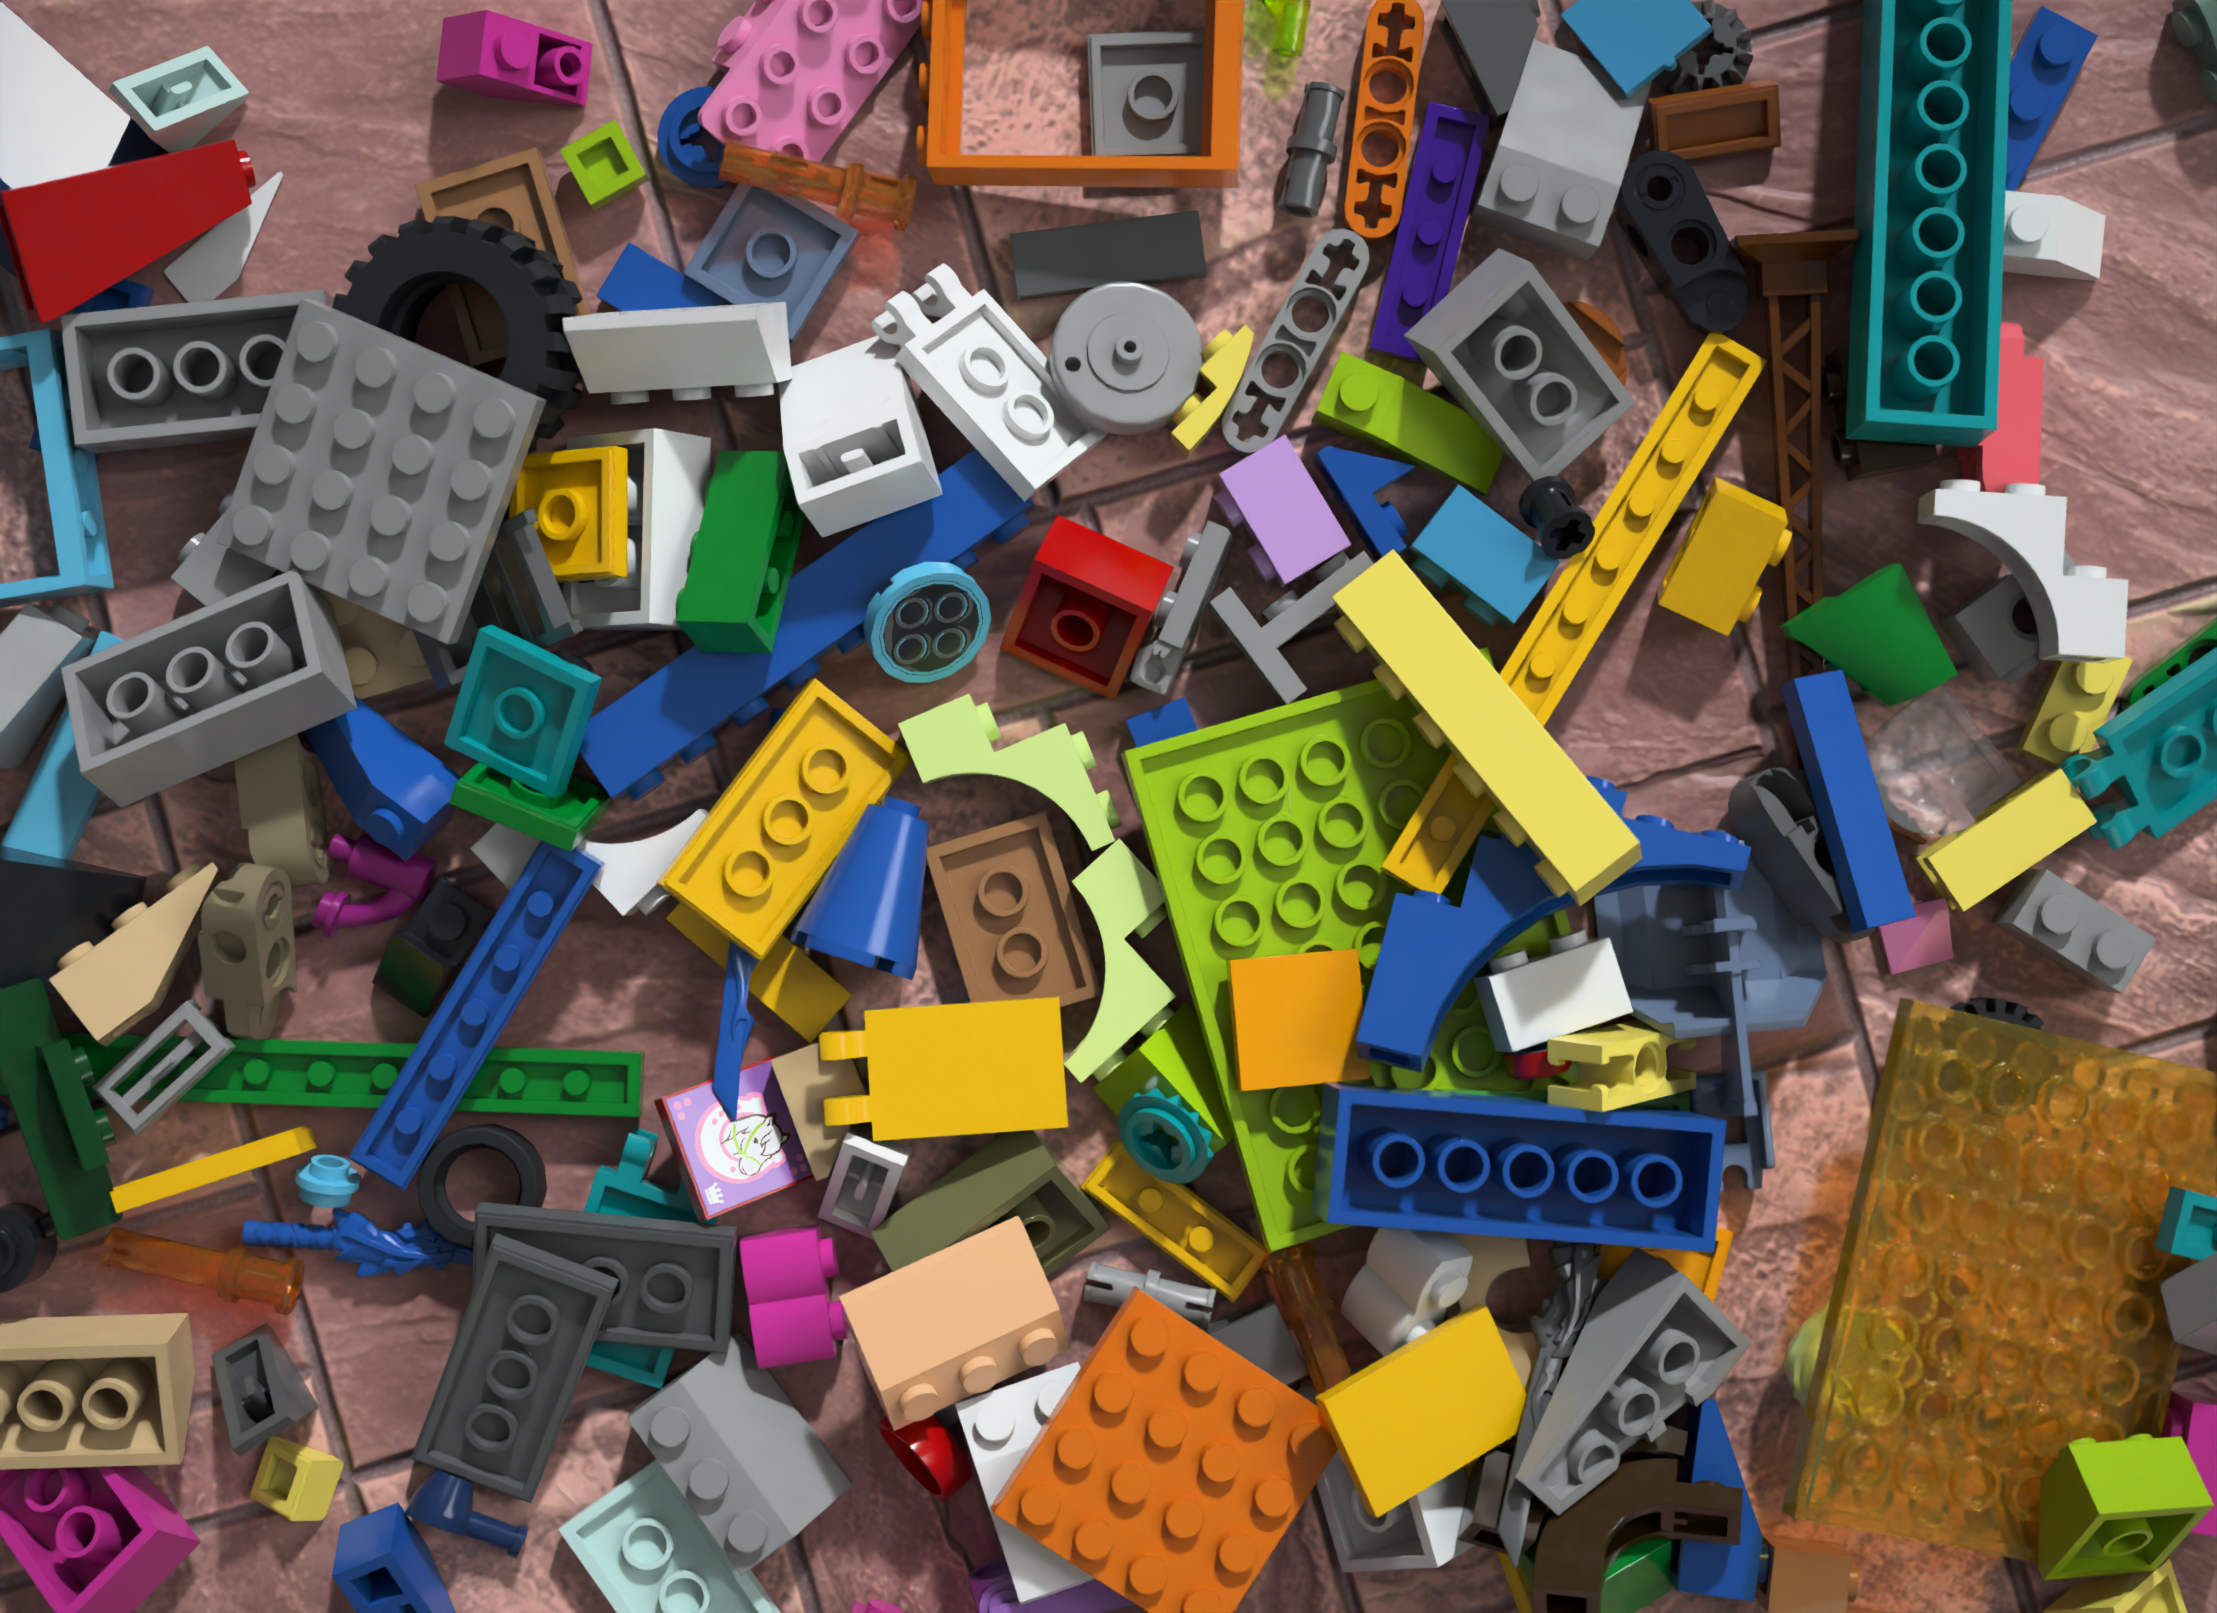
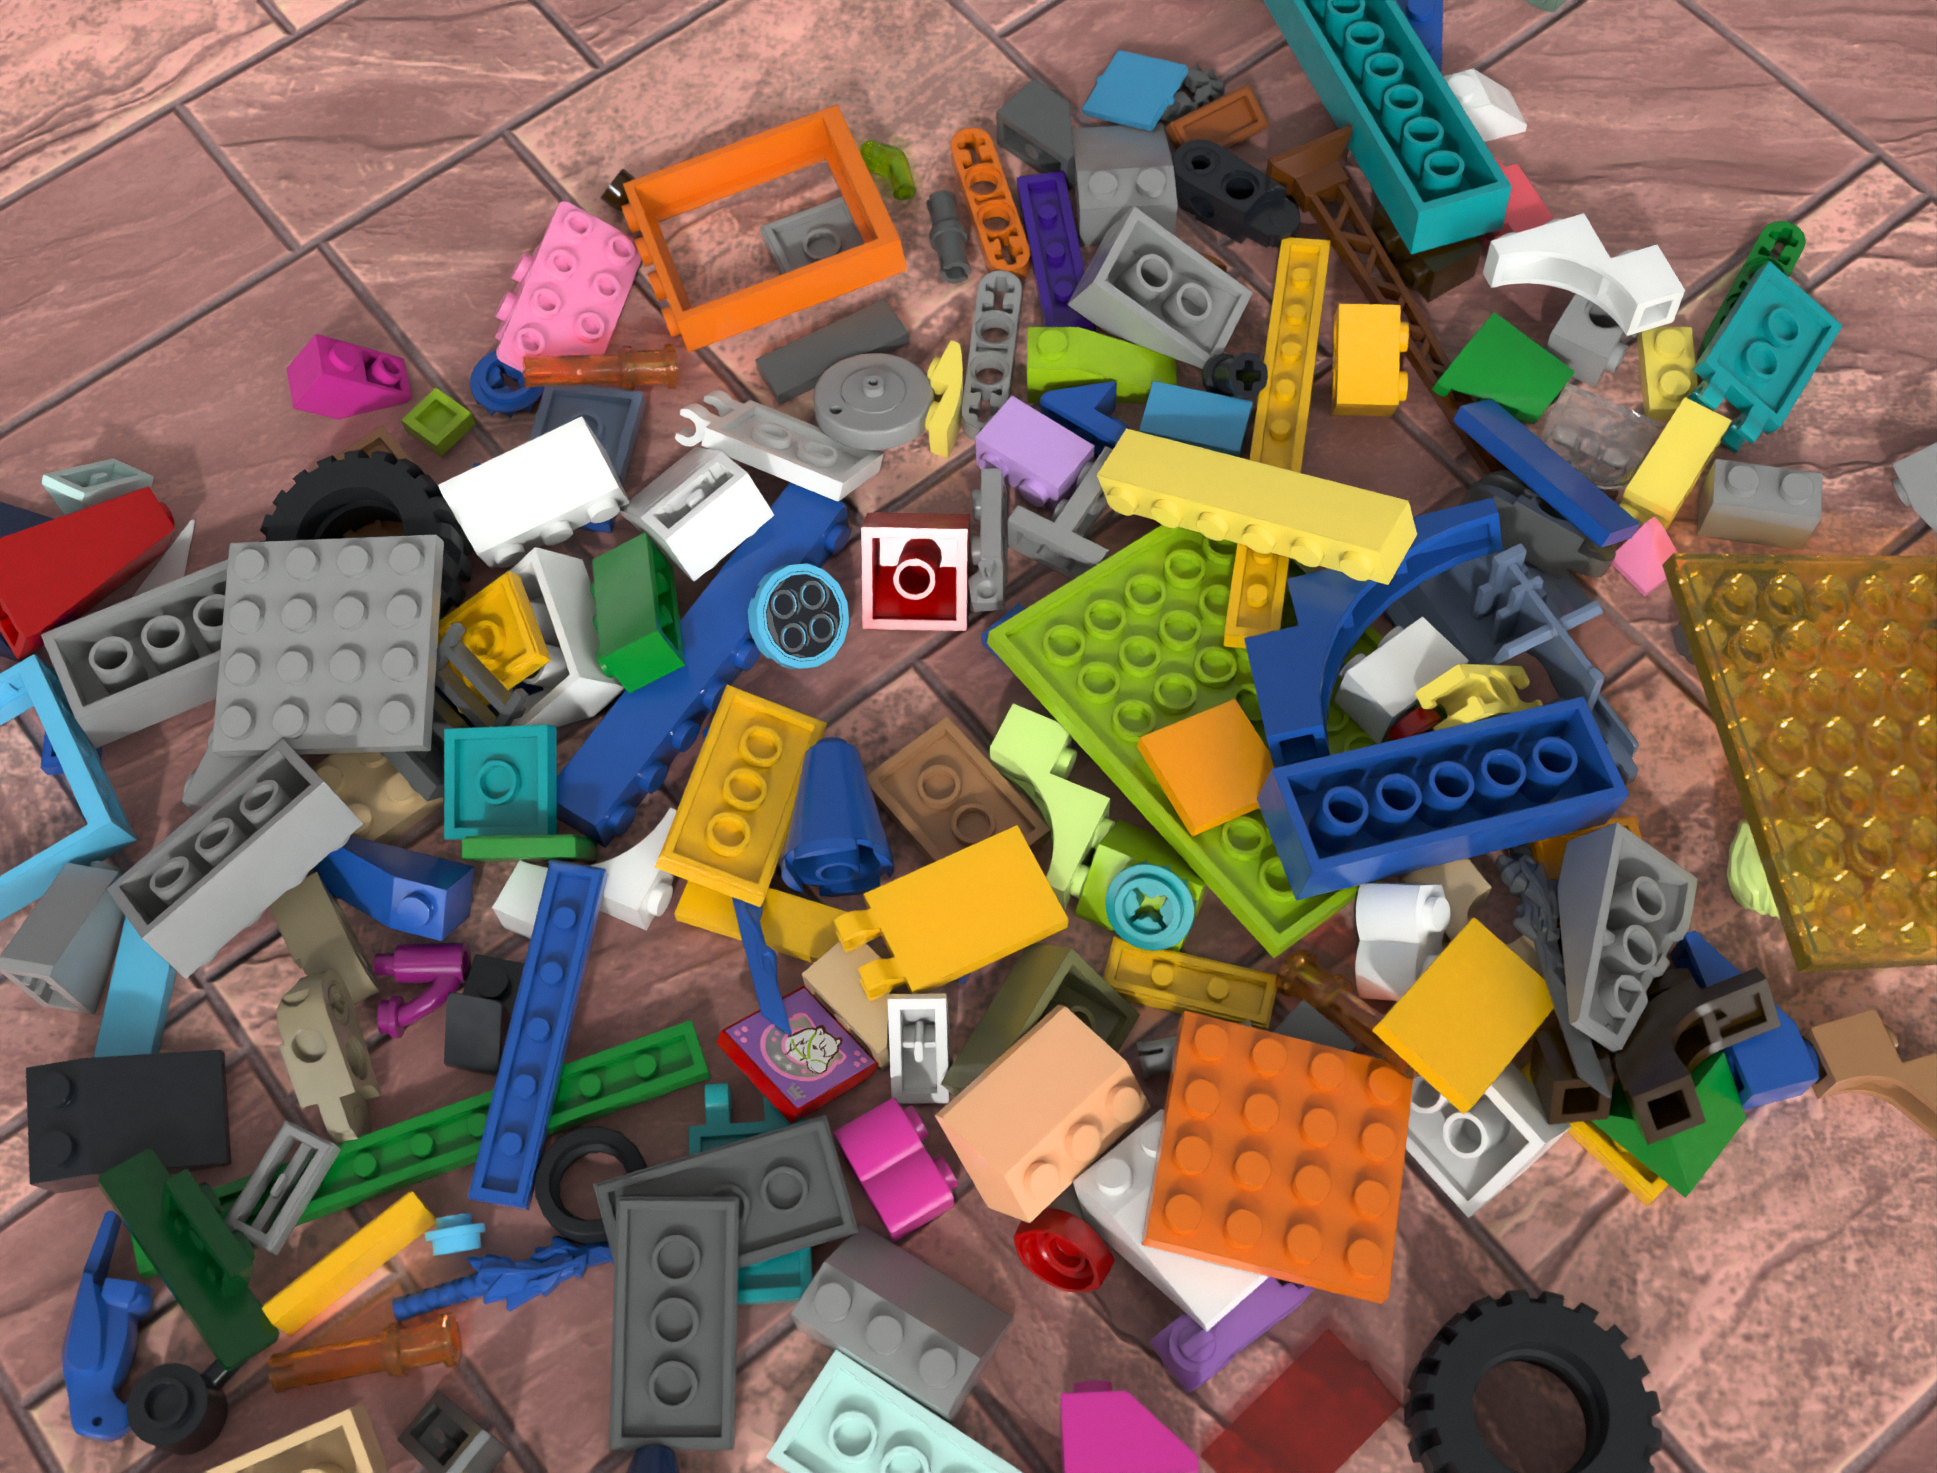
camera: 20 degrees left, 25 degrees down
(135, 966) = (232, 1110): tan slope -> none
(958, 742) = (935, 684): yellowish green arch -> none

